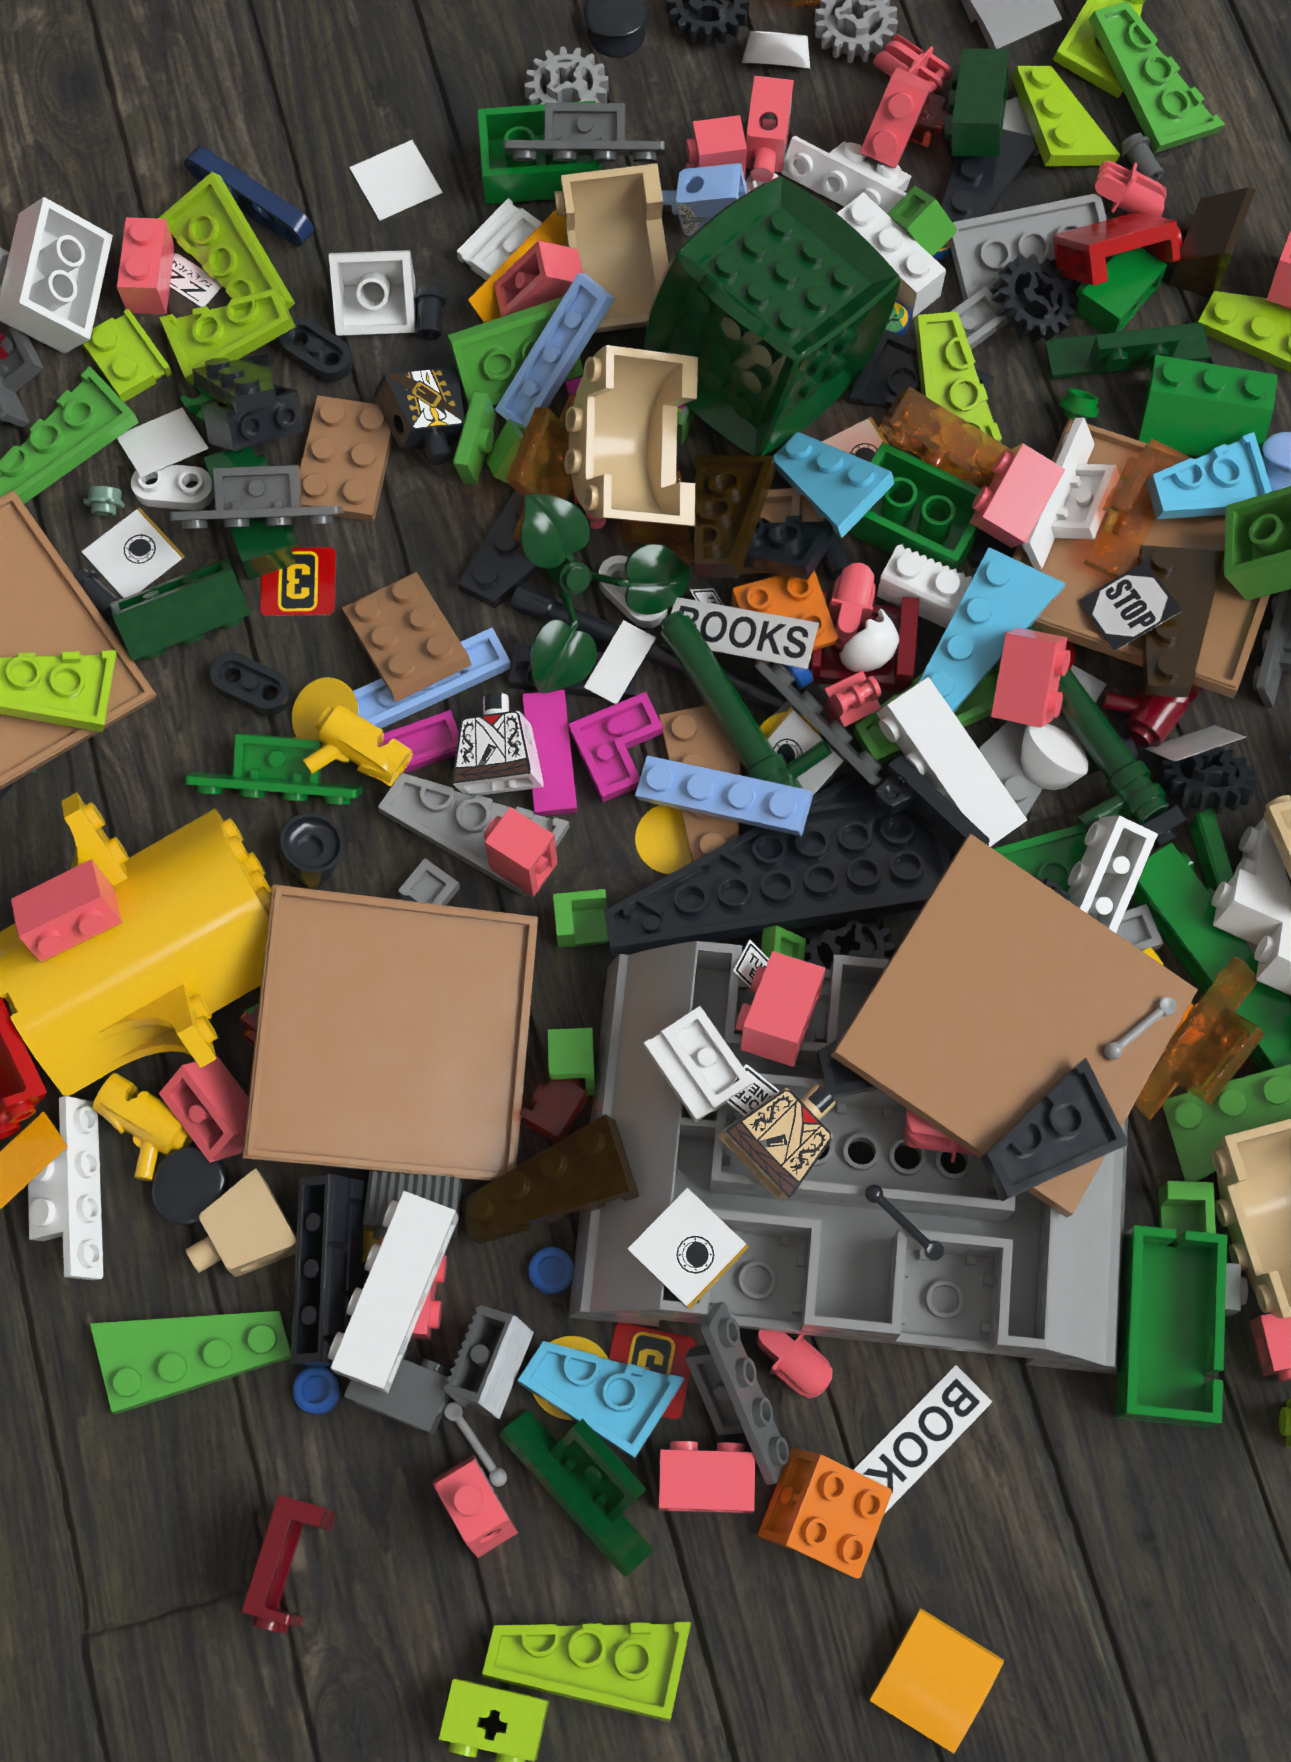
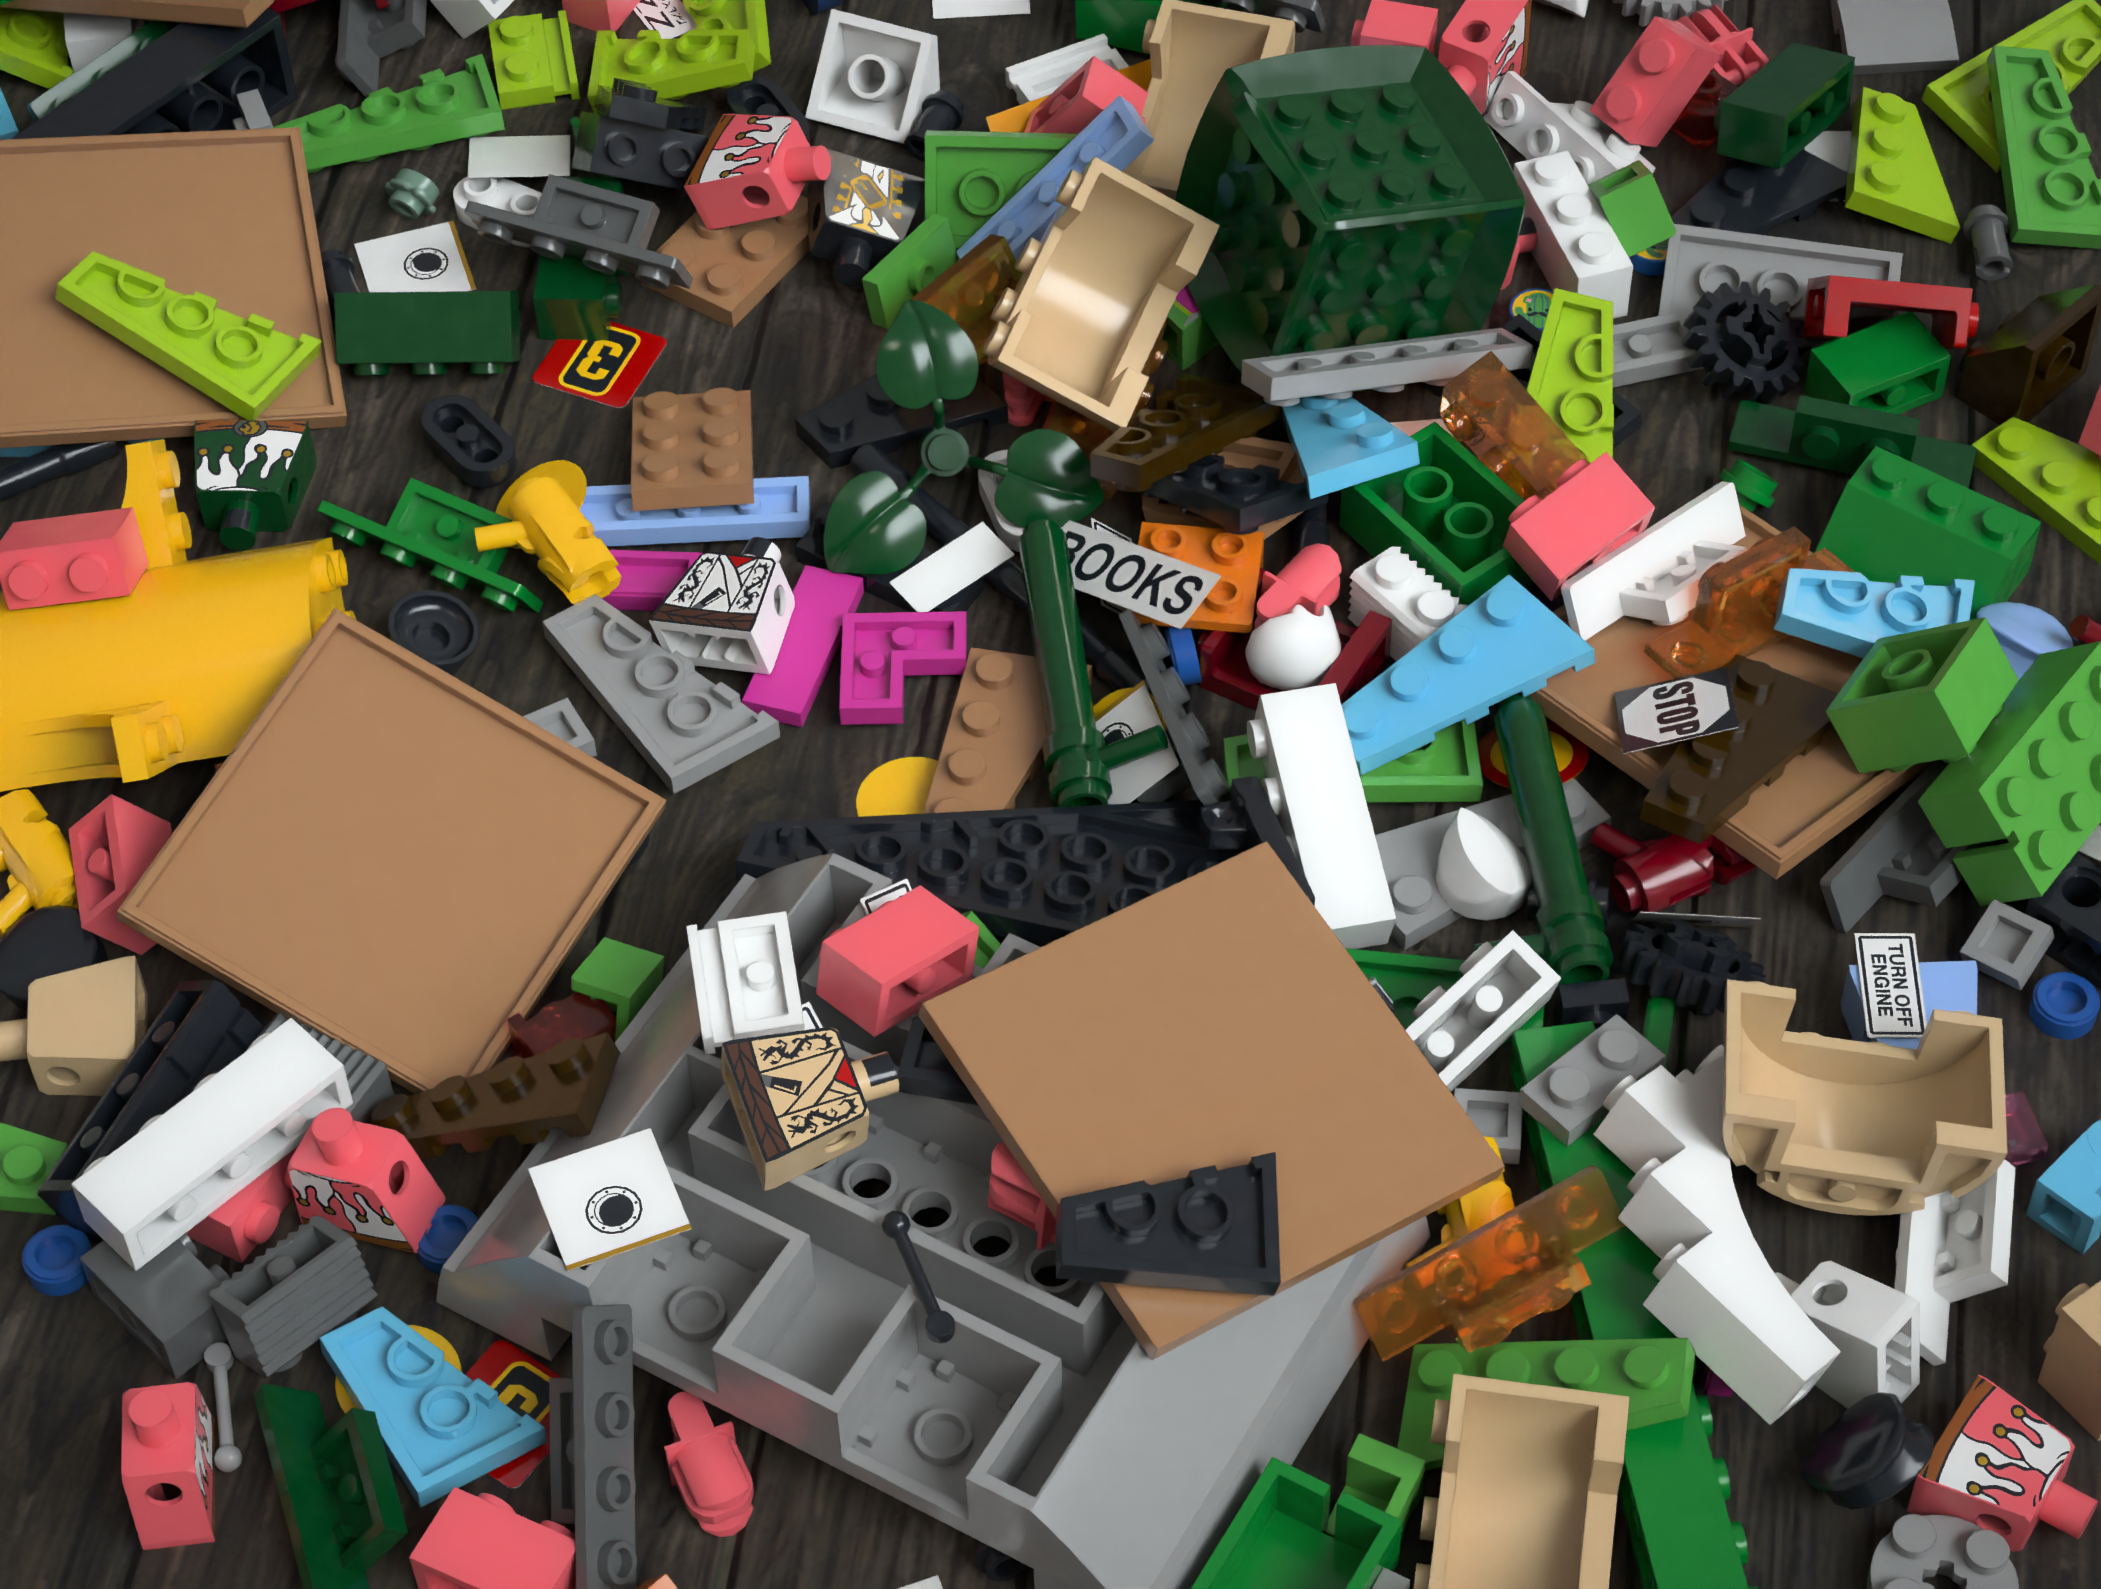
camera: 25 degrees right, 20 degrees down
(120, 771) = (251, 476): none -> torso
(343, 405) = (753, 169): none -> coral torso
(490, 1267) = (363, 1181): none -> coral torso
(520, 851) = (683, 710): coral brick -> none
(580, 918) = (719, 831): bright green panel -> none
(724, 795) = (997, 753): light blue plate -> none
(833, 411) = (1379, 365): none -> light grey plate
(852, 699) = (1230, 700): coral arm -> none
(1030, 677) = (1484, 742): coral brick -> none
(1130, 189) = (1949, 262): coral arm -> none
(1164, 1007) = (1440, 1163): light grey hinge -> none
(1193, 887) = (1572, 1090): none -> light grey plate

